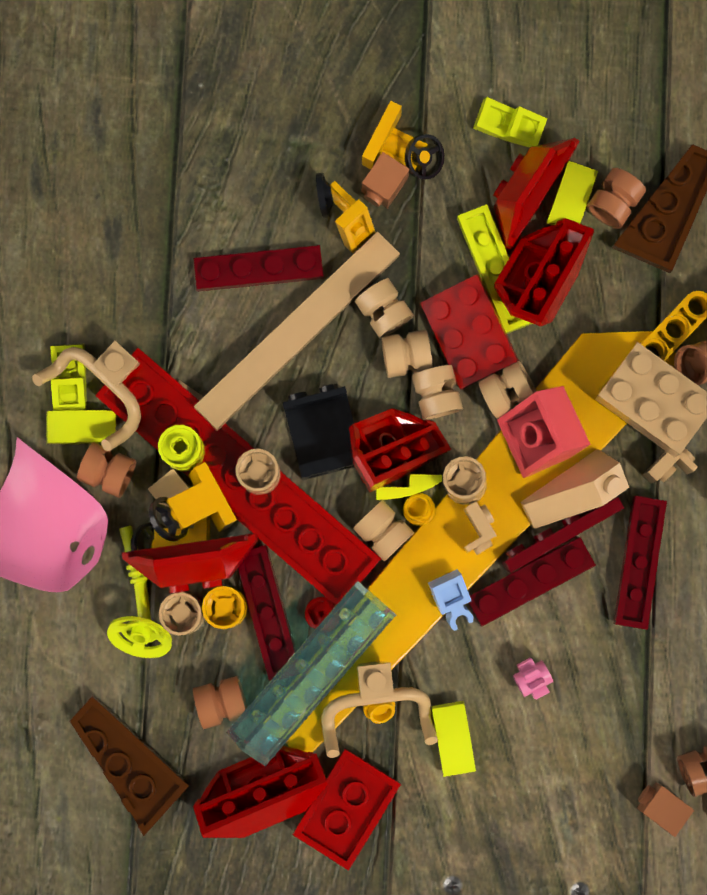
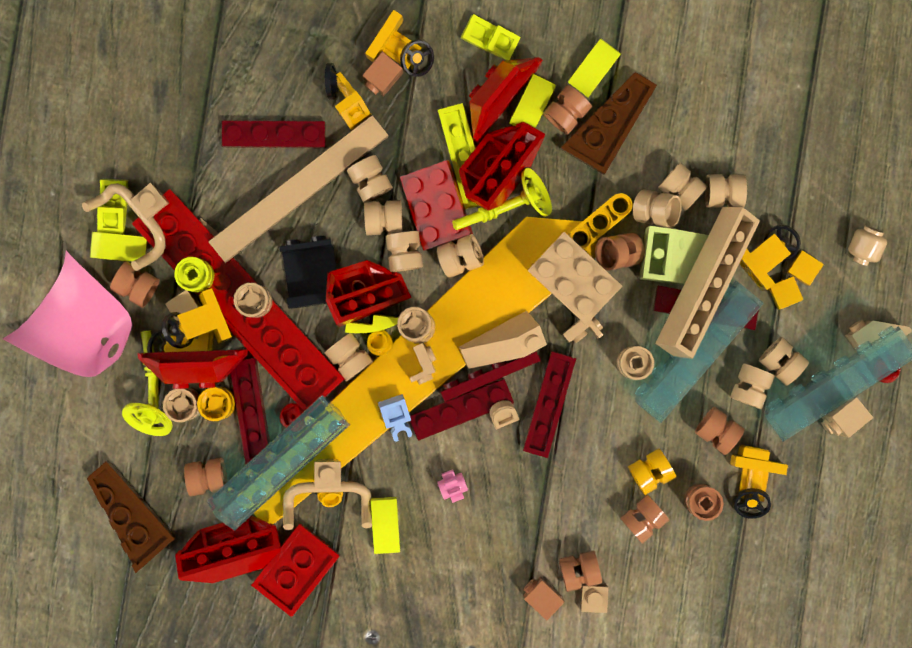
camera: 10 degrees right, 5 degrees up
(543, 431) = (483, 292): coral slope -> none
(584, 581) = (503, 413): none -> tan tile
(585, 306) = (530, 195): none -> neon yellow dish
(642, 144) = (594, 67): none -> neon yellow slope

